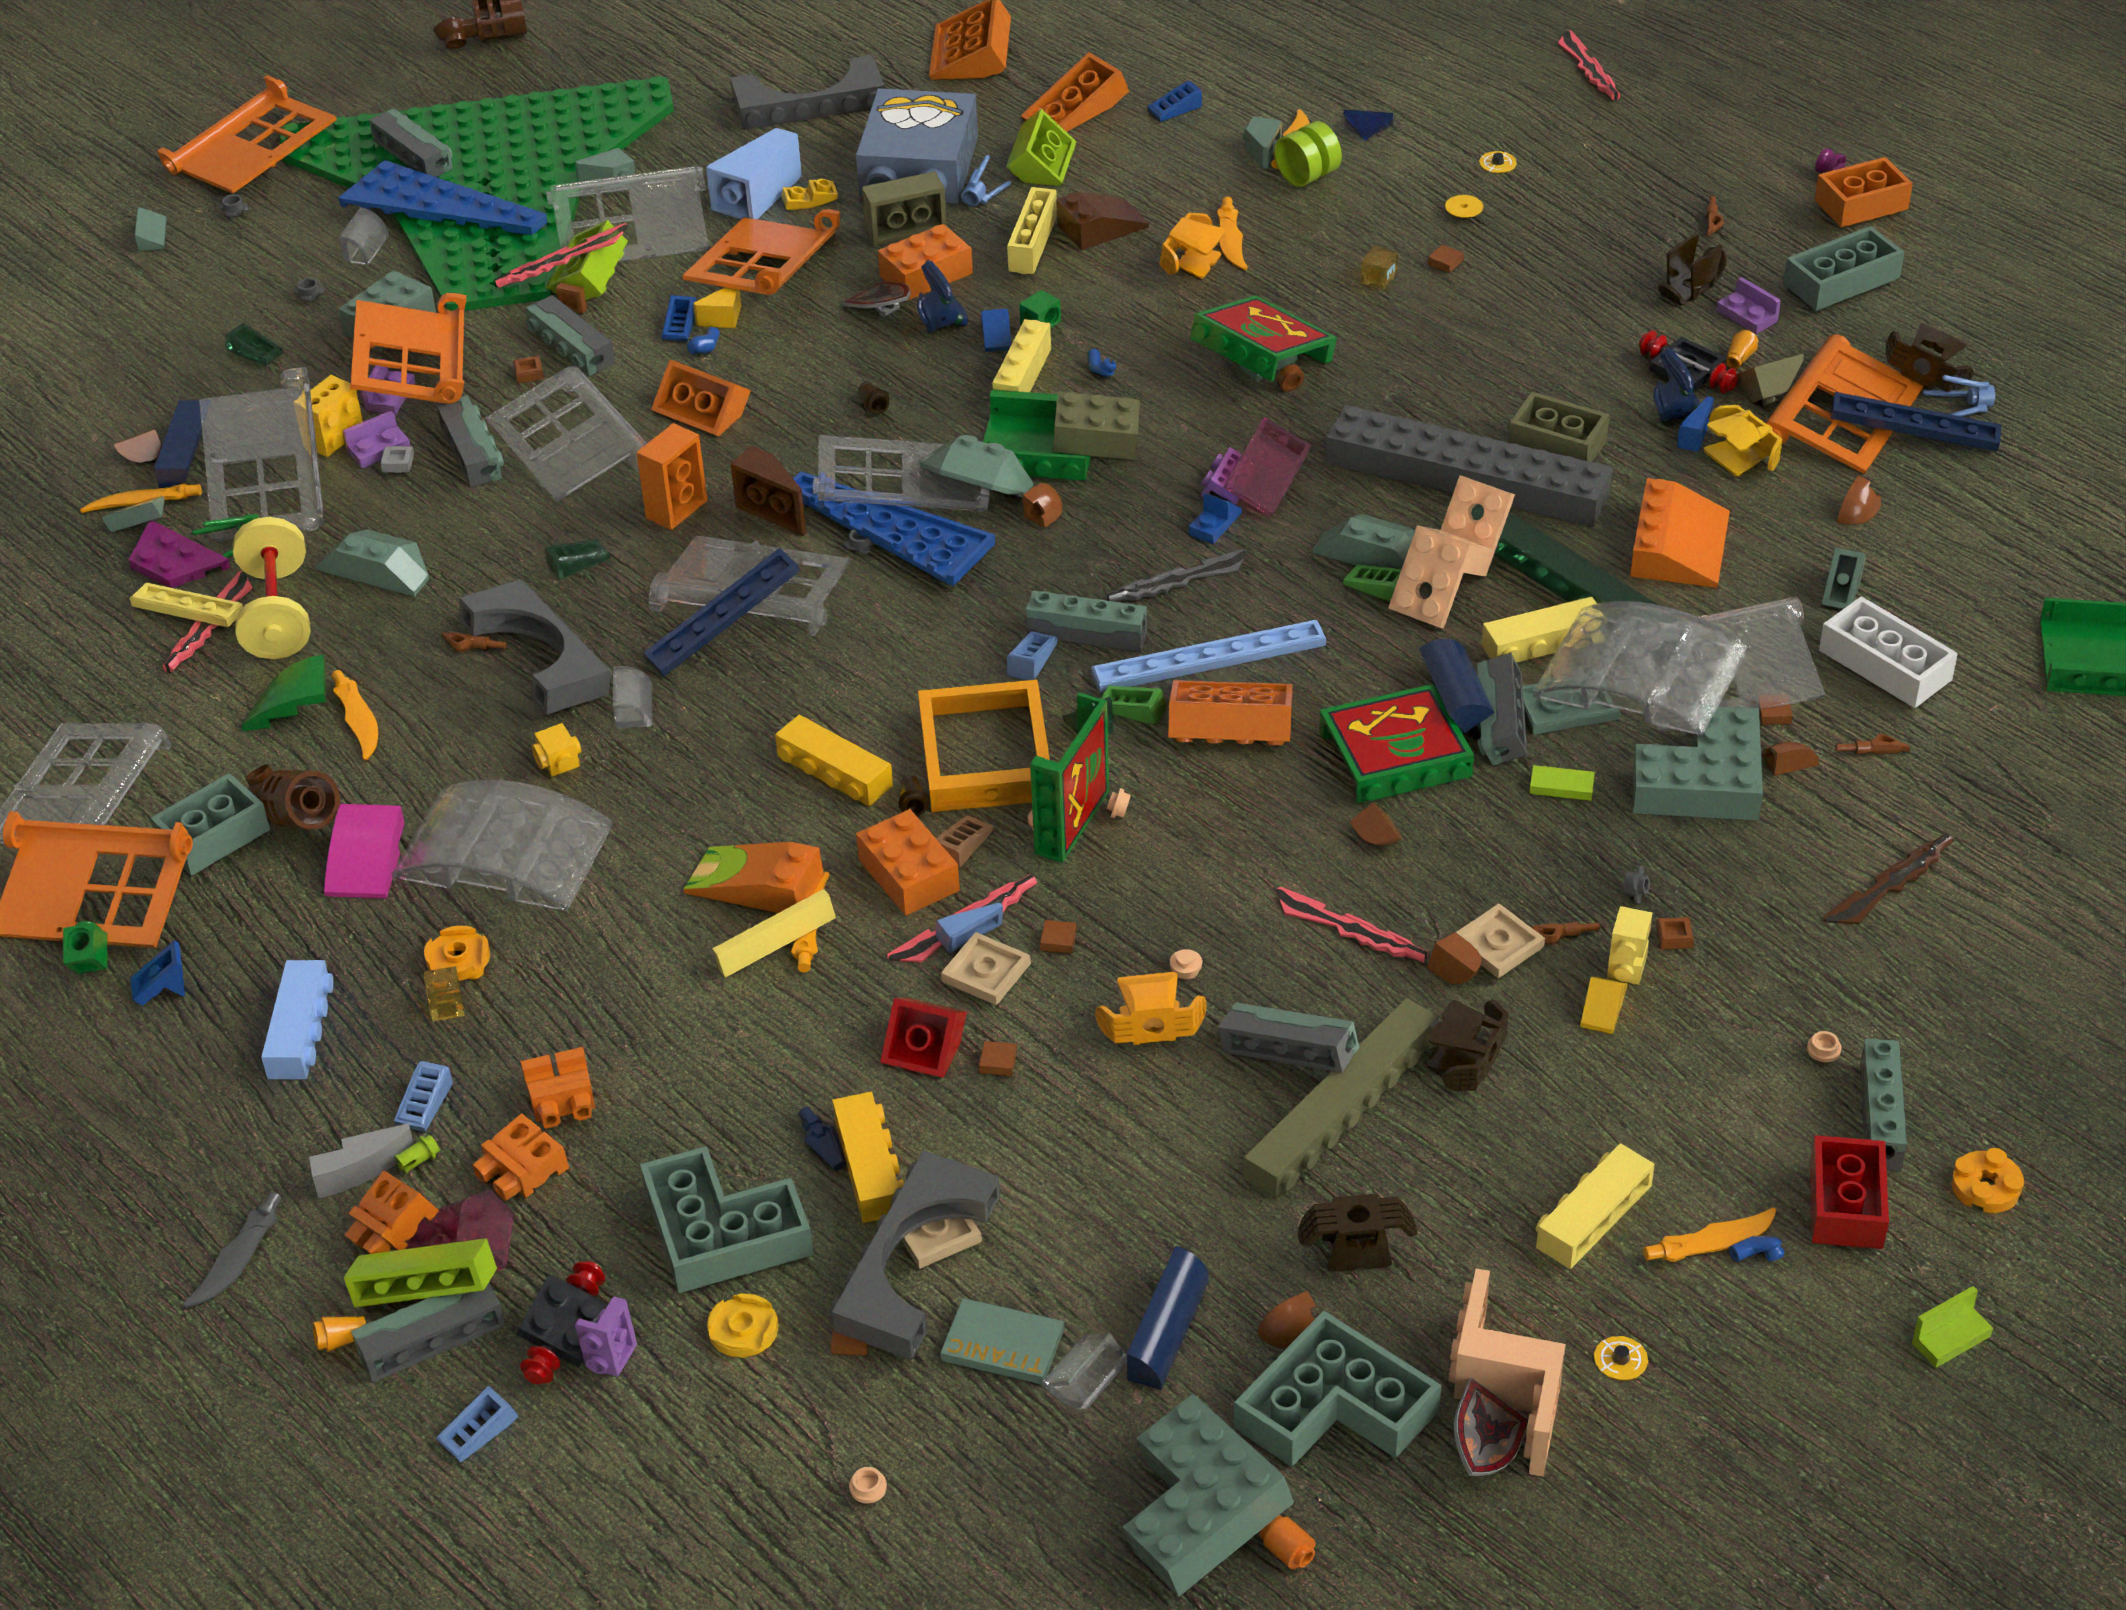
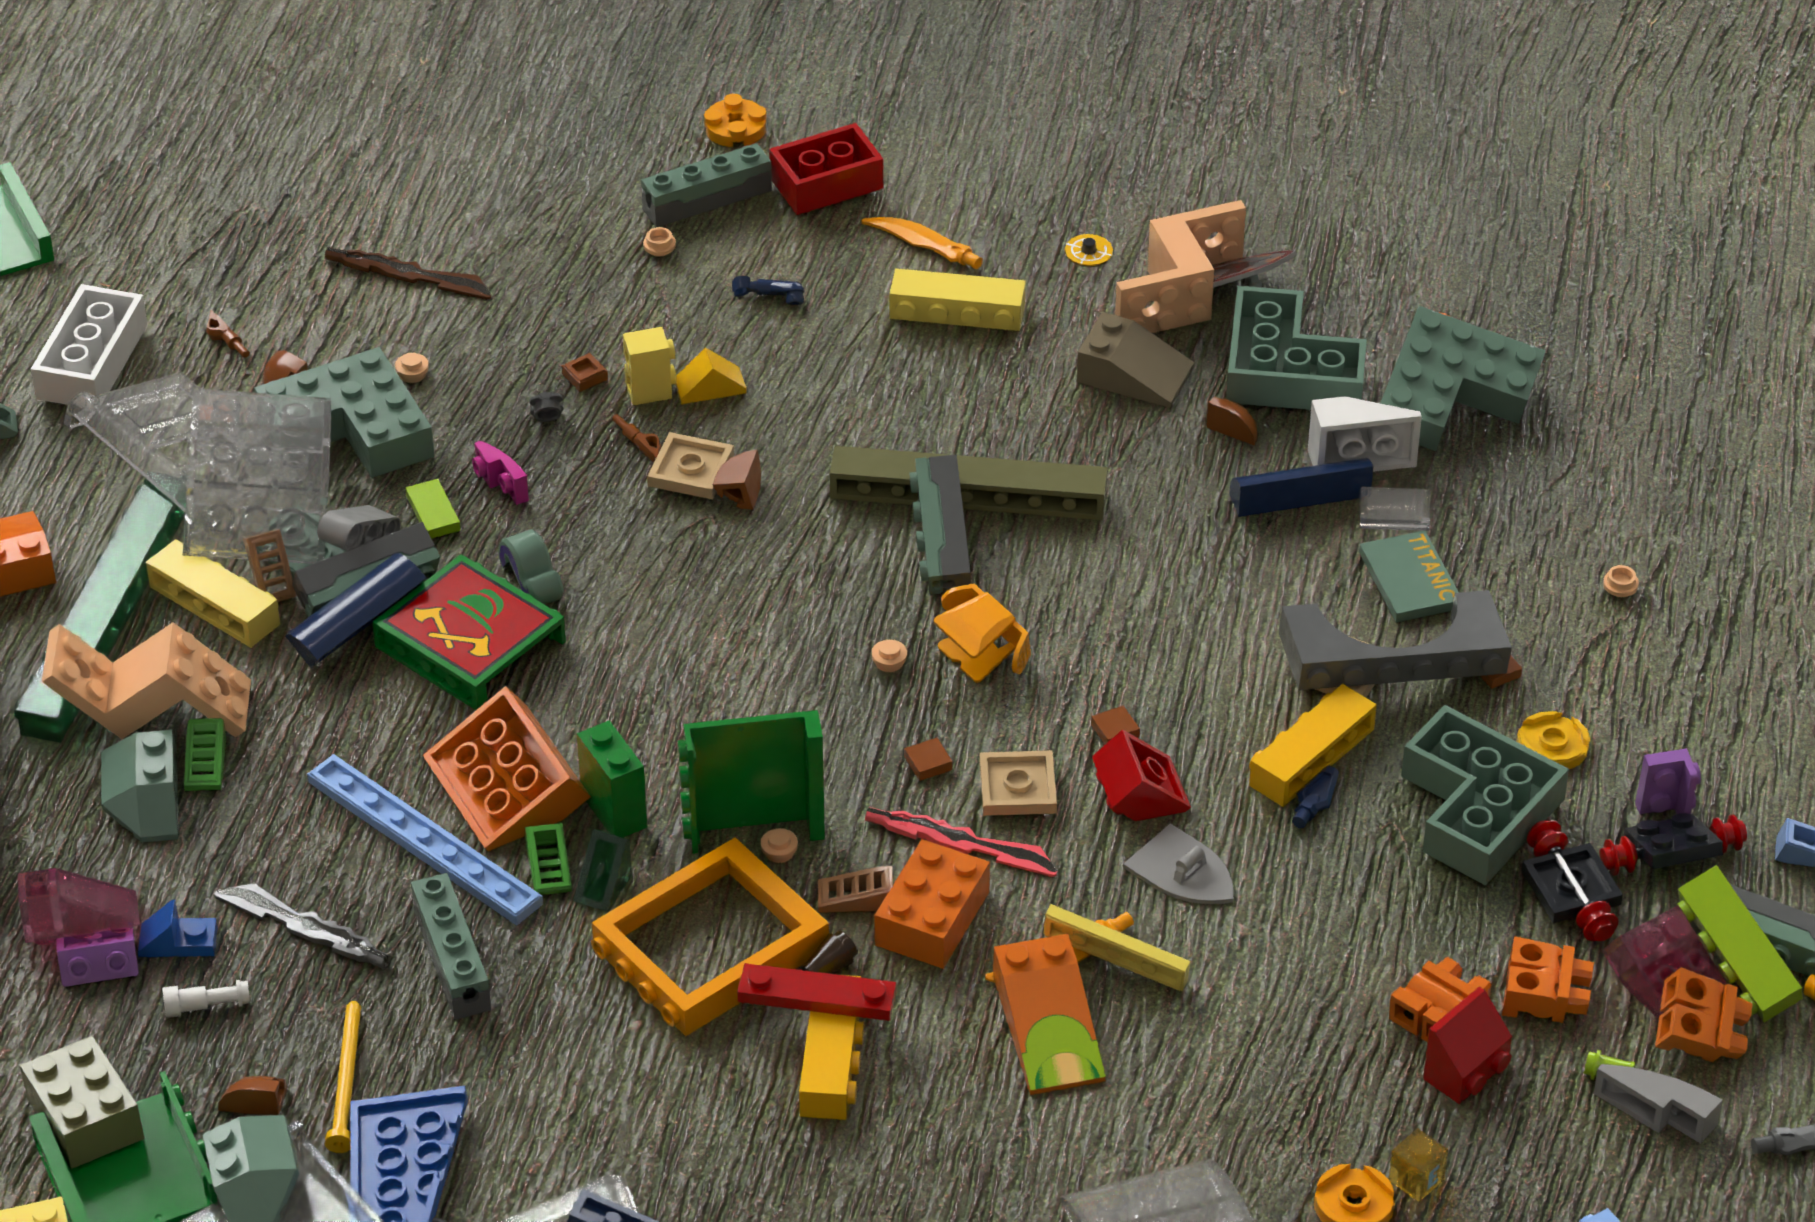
camera: 125 degrees left, 0 degrees up
(429, 1077) = (1534, 1122): medium blue slope -> none
(499, 1069) = (1467, 1047): none -> red slope
(591, 1235) = (1571, 881): none -> black plate
(827, 1029) = (1182, 868): none -> light grey shield
(868, 751) = (817, 992): none -> red plate
(958, 928) = (992, 806): medium blue slope -> none
(1028, 657) = (538, 965): medium blue slope -> none
(1029, 549) = (338, 1138): none -> yellow bar
(1153, 497) = (199, 998): none -> white piece
(1157, 733) = (612, 779): none -> green brick
(1183, 1367) = (1363, 429): none -> white slope
(1349, 926) = (744, 572): coral sword -> none
(1354, 1219) = (1130, 394): dark brown piece -> none
(1375, 826) = (604, 598): dark orange brick -> none
(1416, 1287) = (1131, 361): none -> dark tan slope
(1438, 789) = (531, 565): none -> sand green animal
(1459, 1050) = (844, 420): dark brown piece -> none
(1543, 652) = (258, 571): none -> medium nougat slope
(1546, 712) = (356, 526): none -> light grey beam
(1563, 830) = (500, 470): none -> dark pink slope
(1703, 1098) = (794, 290): none -> dark blue arm
(1751, 832) = (412, 367): none -> light nougat plate
(1757, 1244) = (914, 211): blue arm -> none
(1950, 1328) = (910, 94): lime panel -> none

